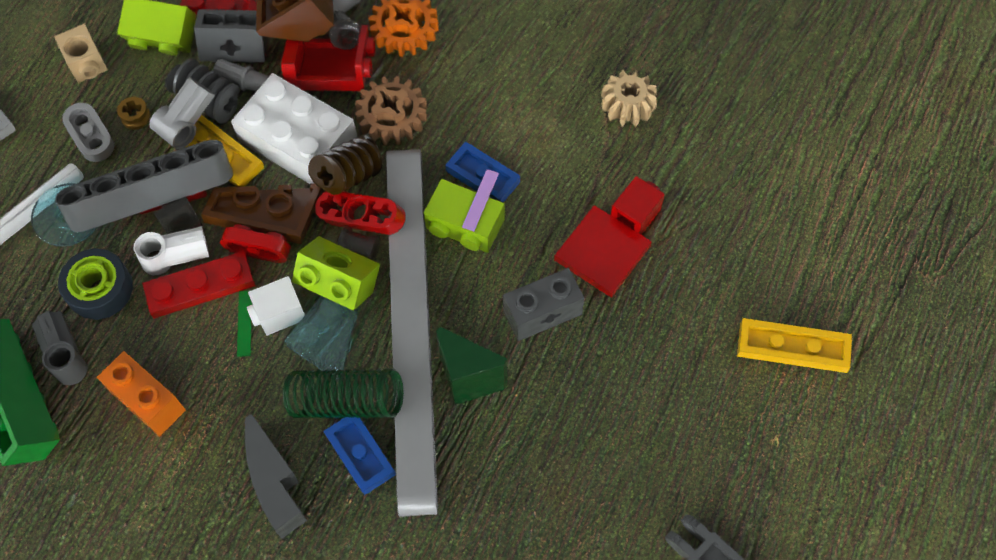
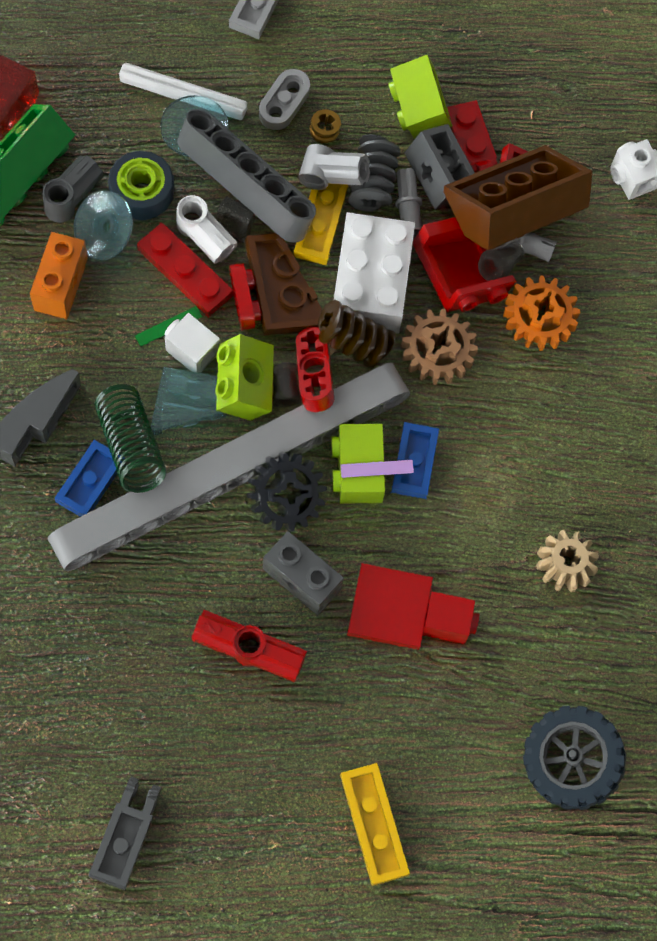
camera: 55 degrees right, 5 degrees up
(81, 53) = (359, 38): tan brick -> none
(98, 334) = (93, 221): none -> clear light blue dish
(461, 280) = (286, 477): none -> black gear
(470, 367) = (199, 531): dark green slope -> none
(573, 394) = (226, 635): none -> red piece
(823, 139) = (575, 720): none -> black wheel

